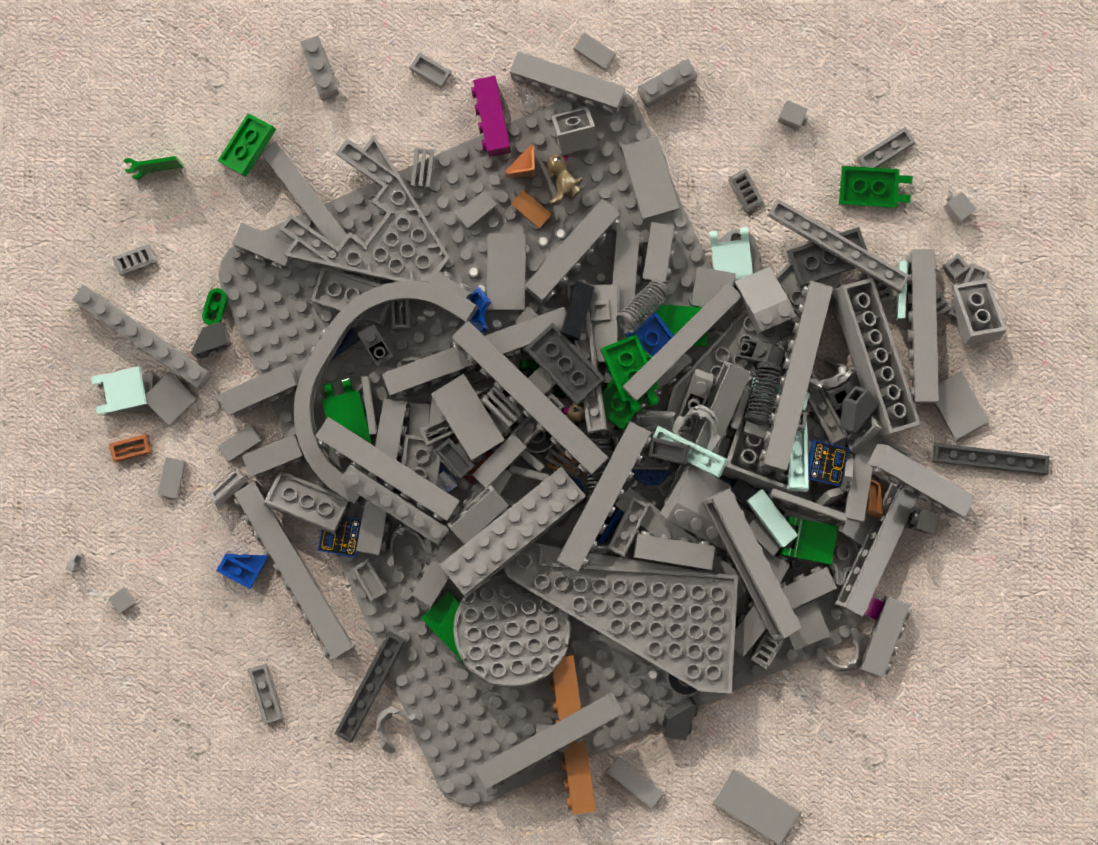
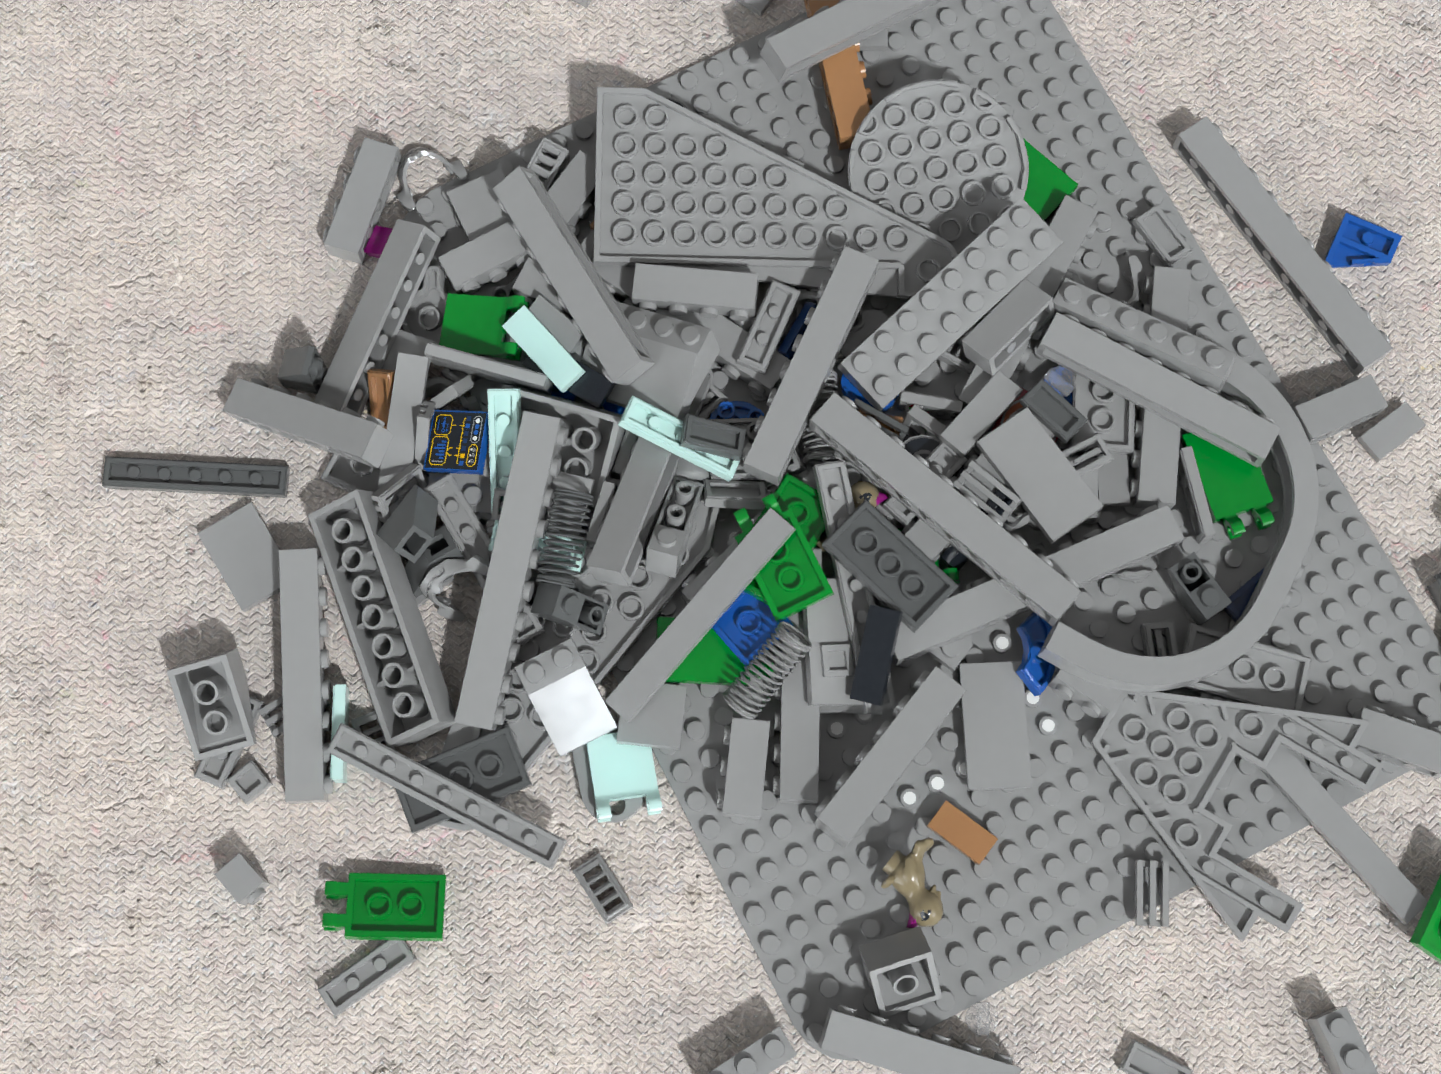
camera: 175 degrees right, 10 degrees down
(228, 487) = (1400, 361): light grey tile -> none
(260, 389) = (1374, 510): light grey brick -> none
(265, 694) = (1298, 71): light grey tile -> none
(307, 502) = (1278, 341): light grey tile -> none
(344, 540) = (1218, 299): black tile -> none
(370, 687) = (1142, 87): dark grey tile -> none
(387, 714) = (1119, 29): light grey helmet -> none
(476, 209) = (1054, 827): light grey tile -> none
(491, 115) = (1044, 989): magenta brick -> none
(523, 166) = (980, 904): nougat slope -> none
(650, 177) = (766, 899): light grey tile -> none
(678, 719) = (673, 62): dark grey slope -> none
(704, 413) = (659, 493): light grey helmet -> none
(793, 115) = (526, 1023): light grey brick -> none

